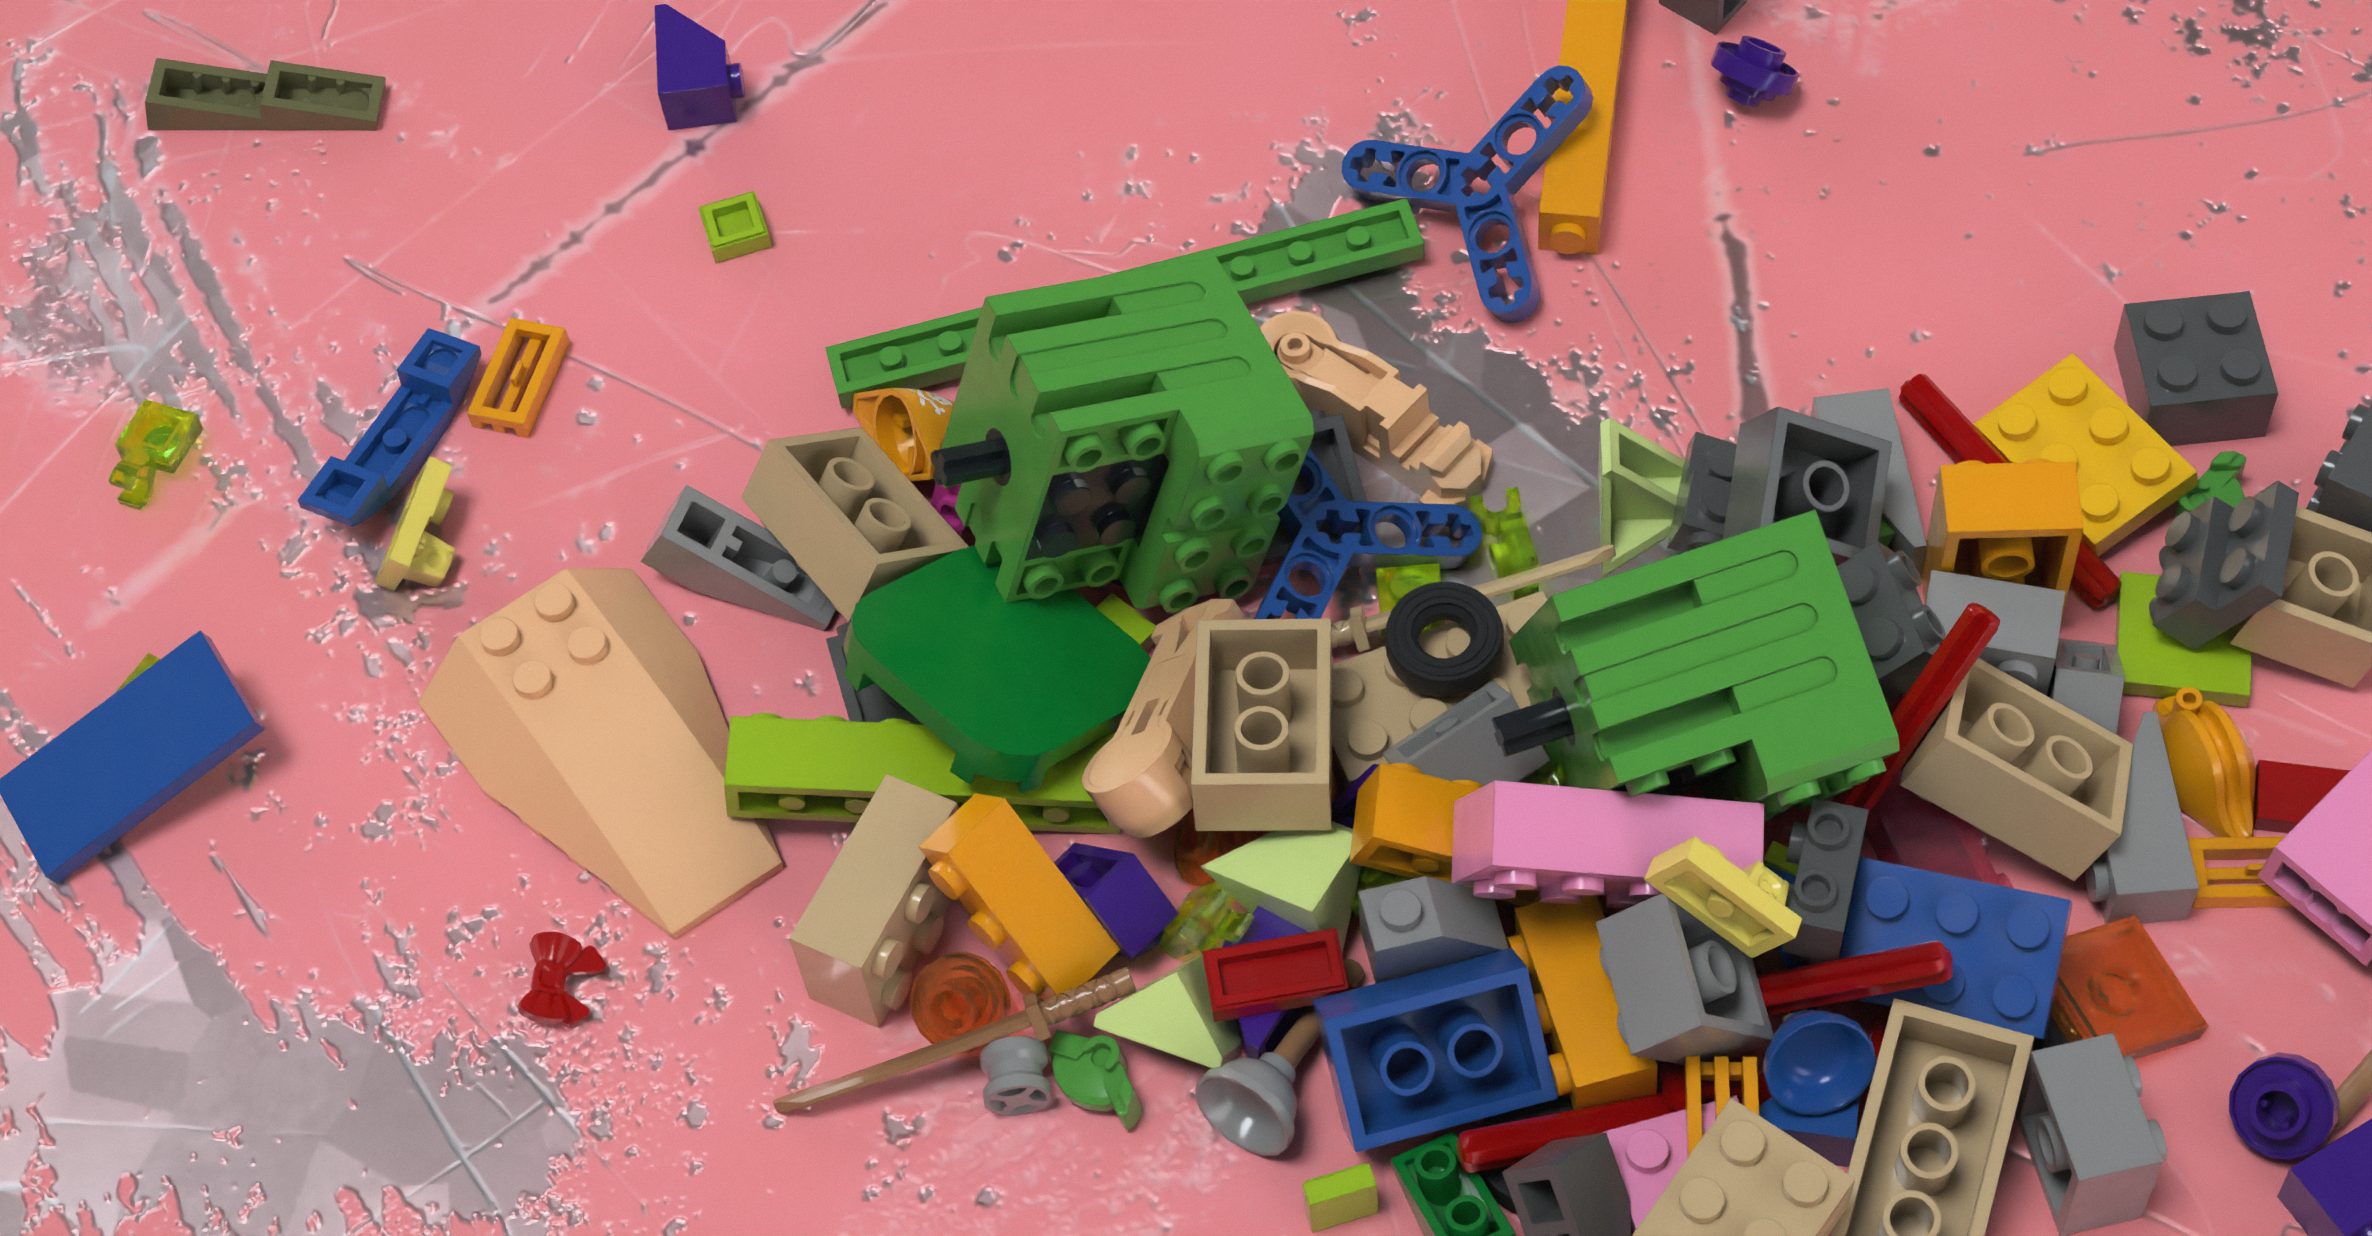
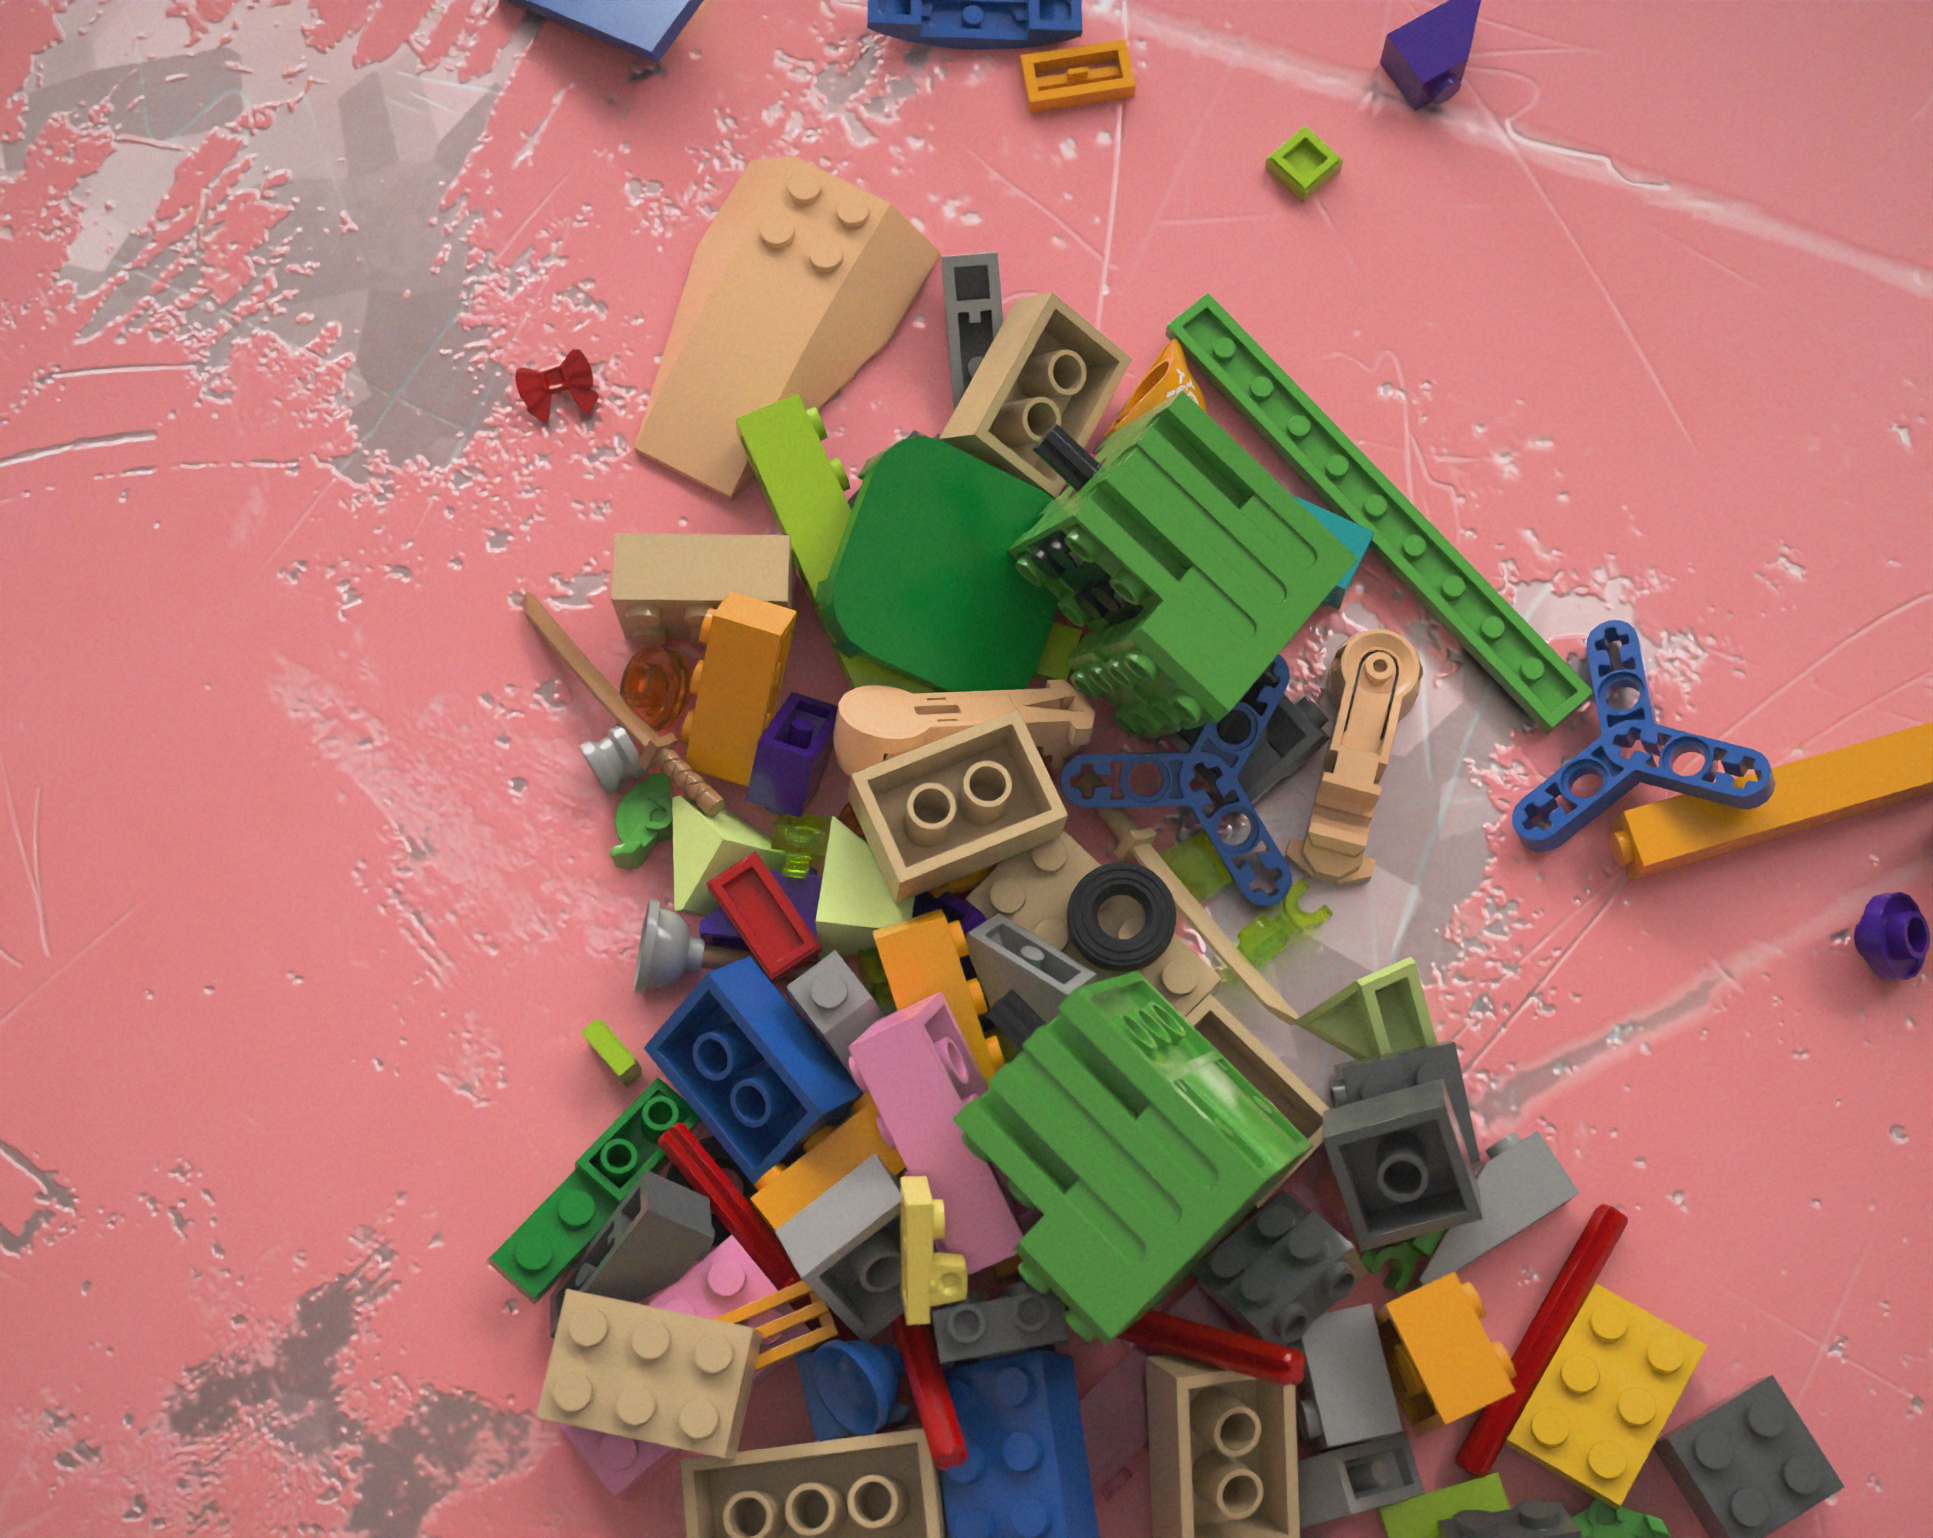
camera: 60 degrees right, 15 degrees up
(412, 550) = (875, 82): light yellow hinge -> none

